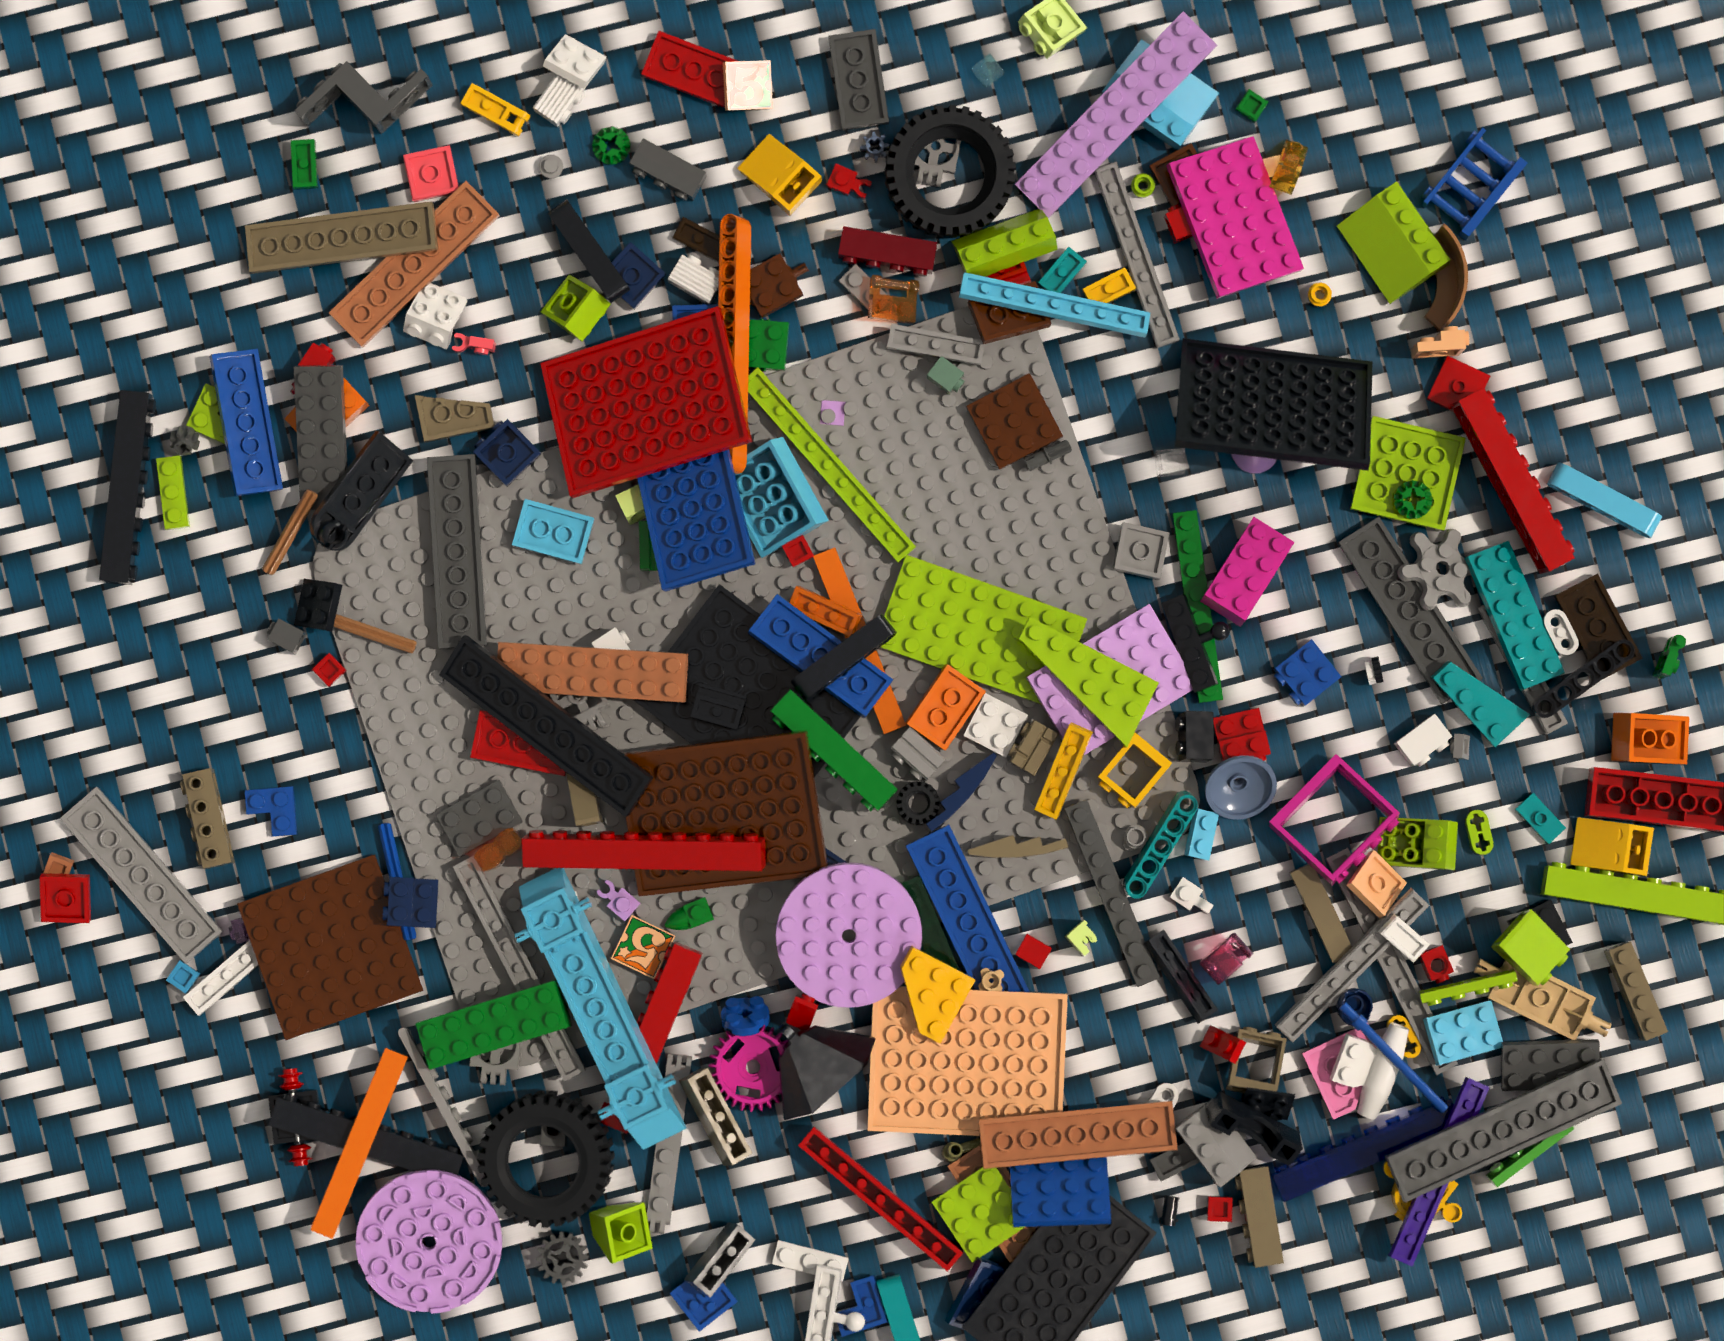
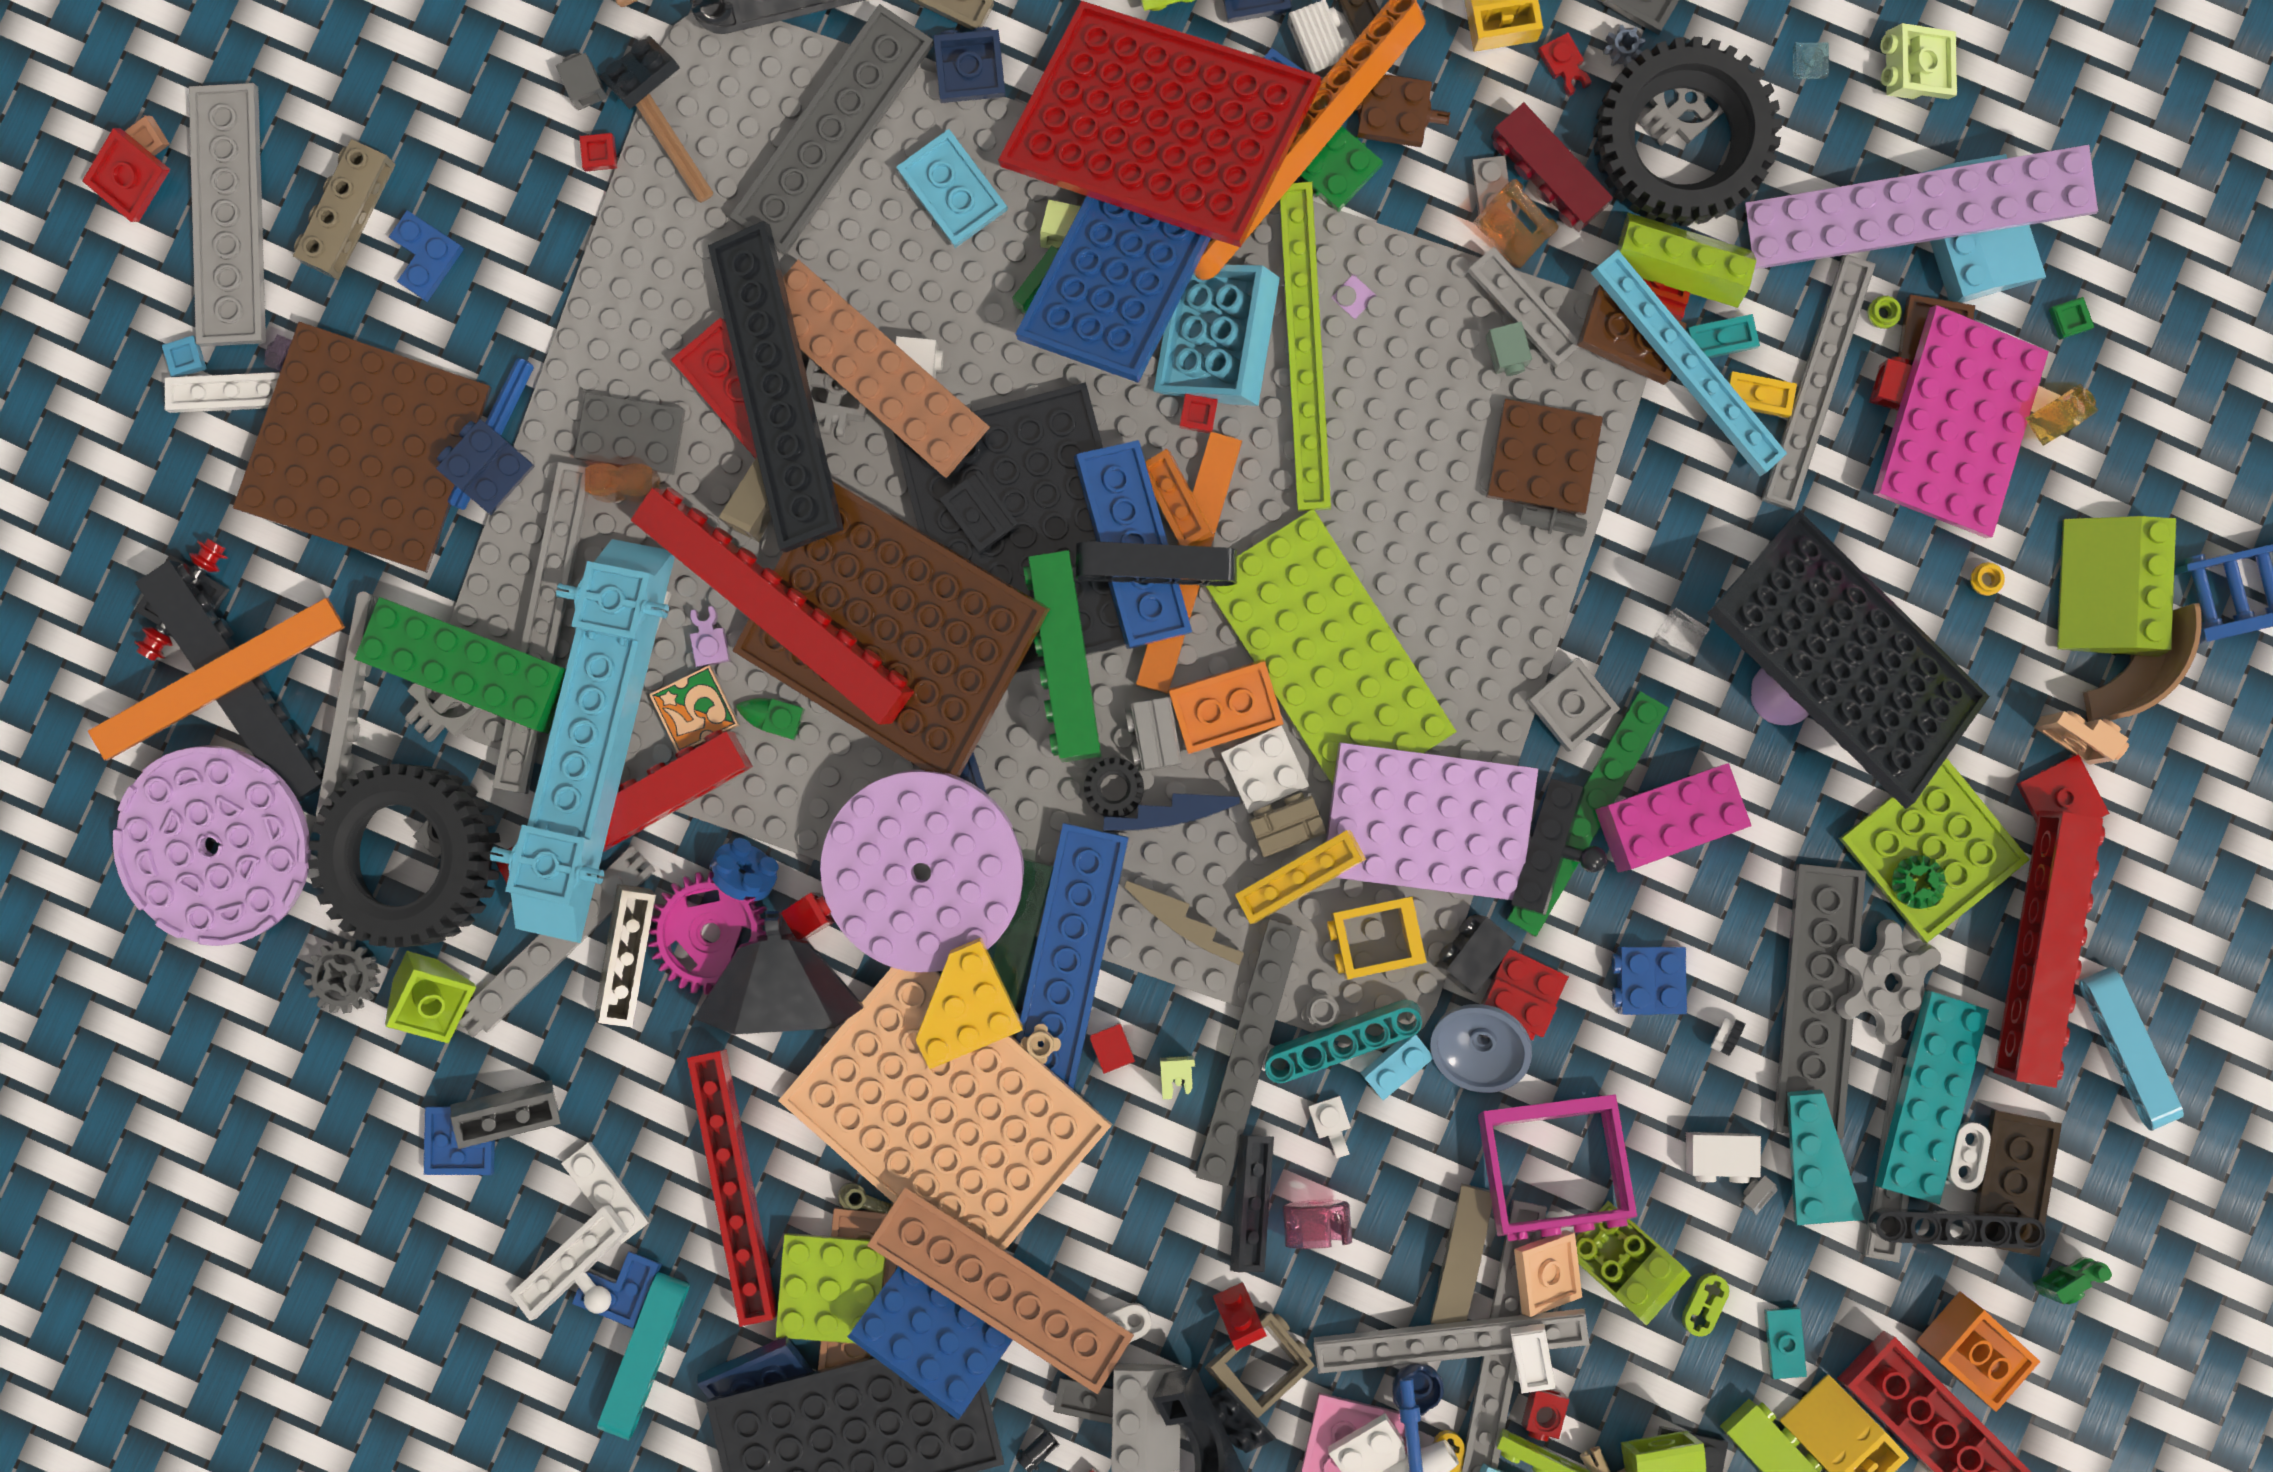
camera: 40 degrees right, 0 degrees up
(1099, 682) = (1416, 814): lime wing -> none

